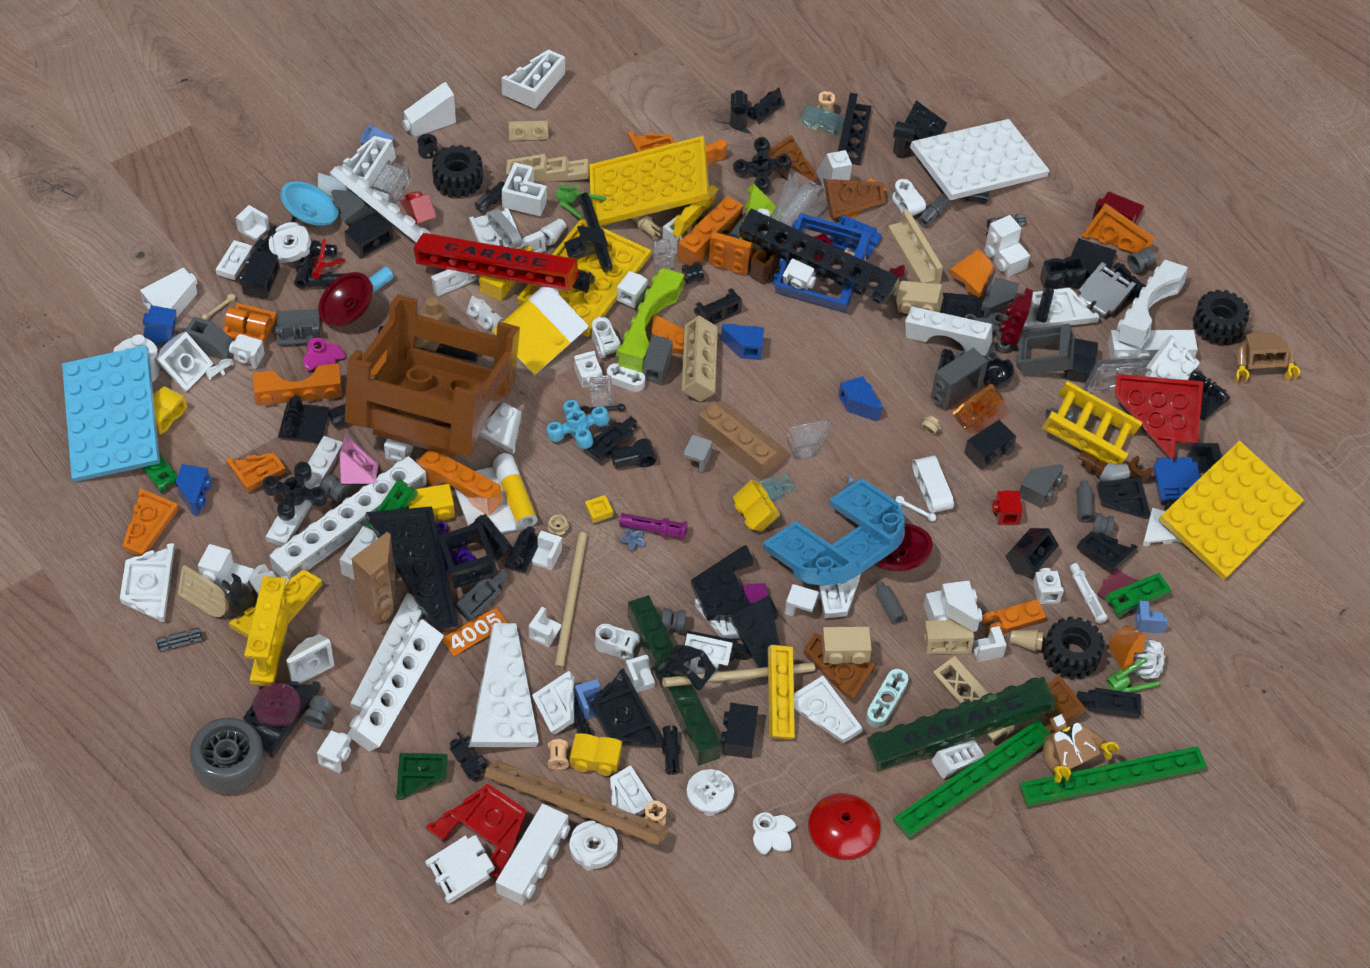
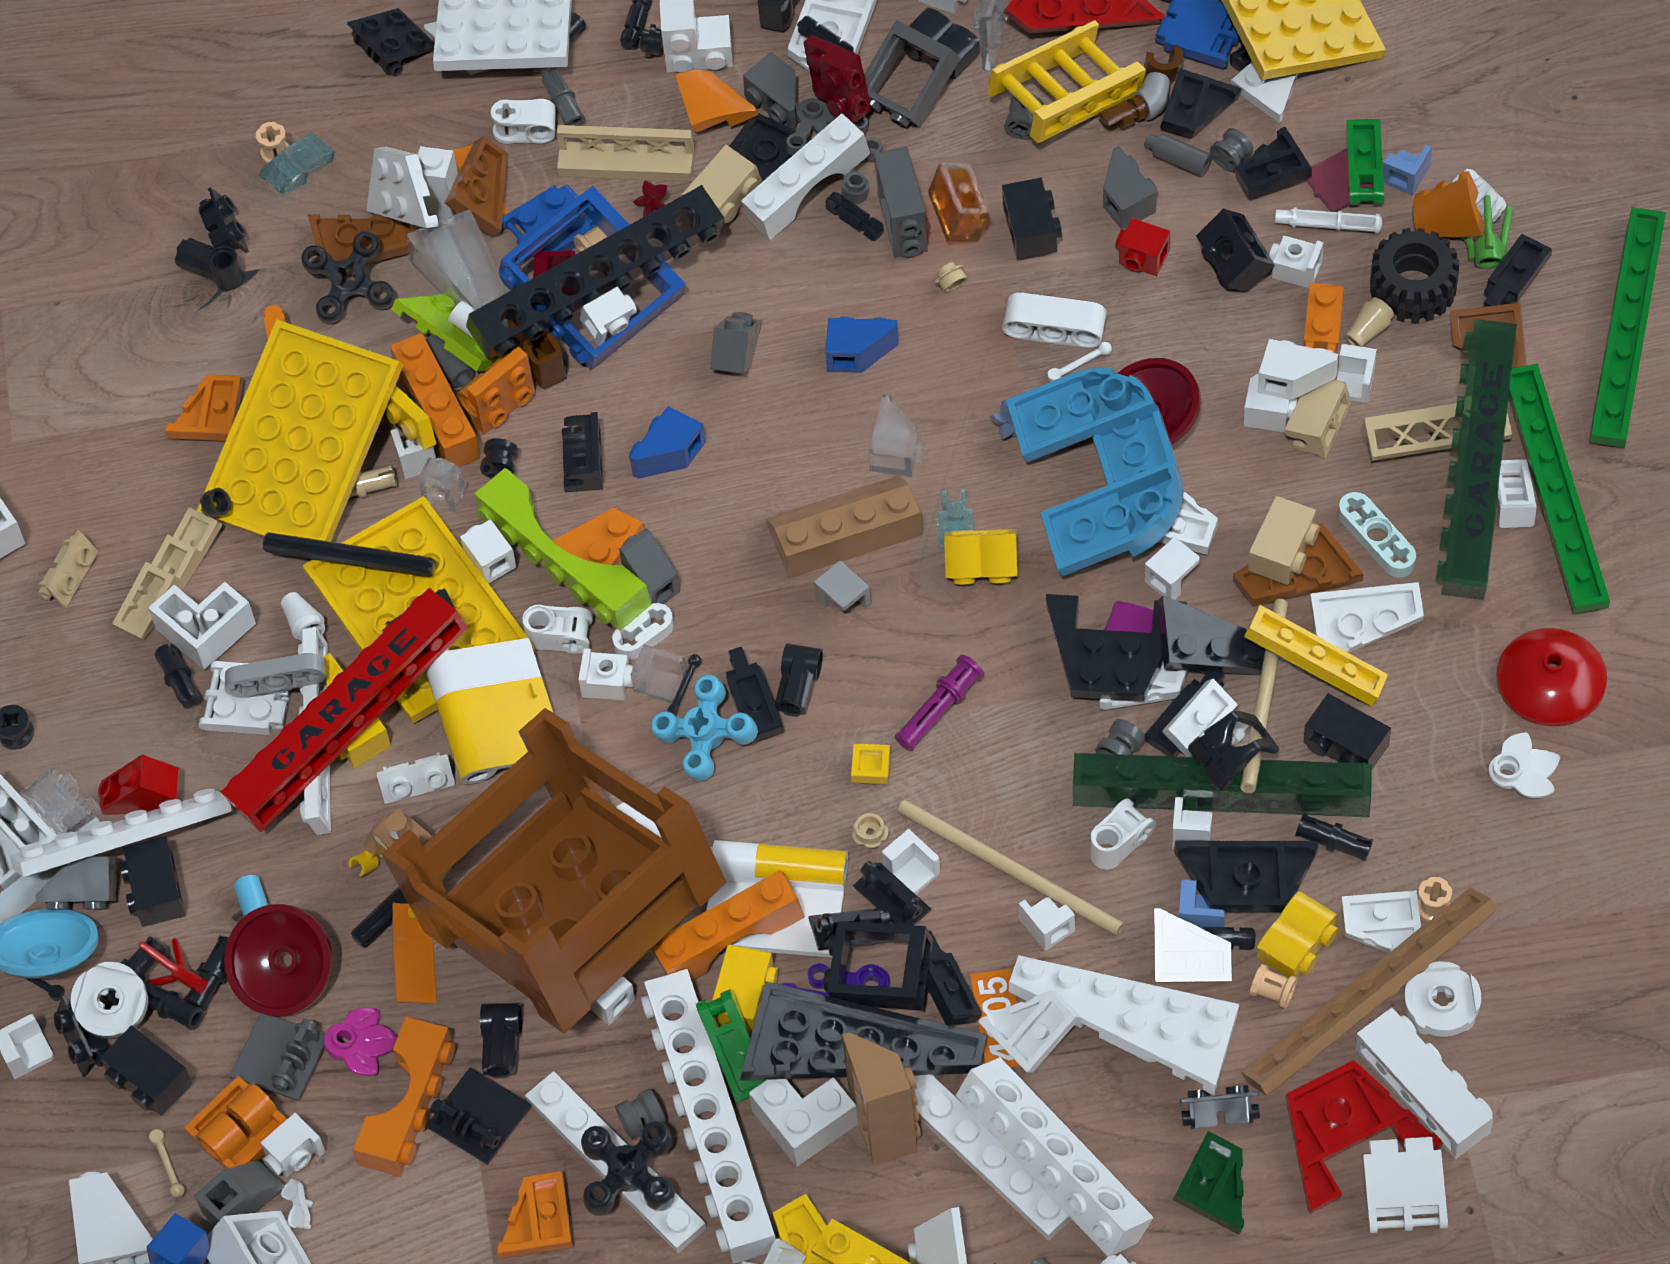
camera: 55 degrees left, 5 degrees up
(234, 260) = (85, 1102): white plate -> none
(356, 464) = (619, 1065): bright pink slope -> none
(457, 171) = (98, 677): black tyre -> none
(469, 644) = (1032, 1027): none -> white wing
(568, 195) = (244, 564): bright green plant -> none
(588, 242) = (371, 575): black slope -> none
(597, 163) = (215, 495): none -> black hinge
(633, 539) = (944, 742): sand blue plant -> none
(699, 359) = (673, 515): tan brick -> none
(703, 799) = (1427, 831): white plate -> none
(816, 158) = (398, 188): none -> white wing
(826, 344) = (735, 342): none -> dark grey slope
(848, 128) = (323, 124): black fence -> none
(890, 603) = (1225, 462): dark grey cylinder -> none
(904, 135) = (412, 69): black piece -> none
(999, 373) = (920, 146): black hair -> none
(1072, 746) = (1569, 348): medium nougat torso -> none

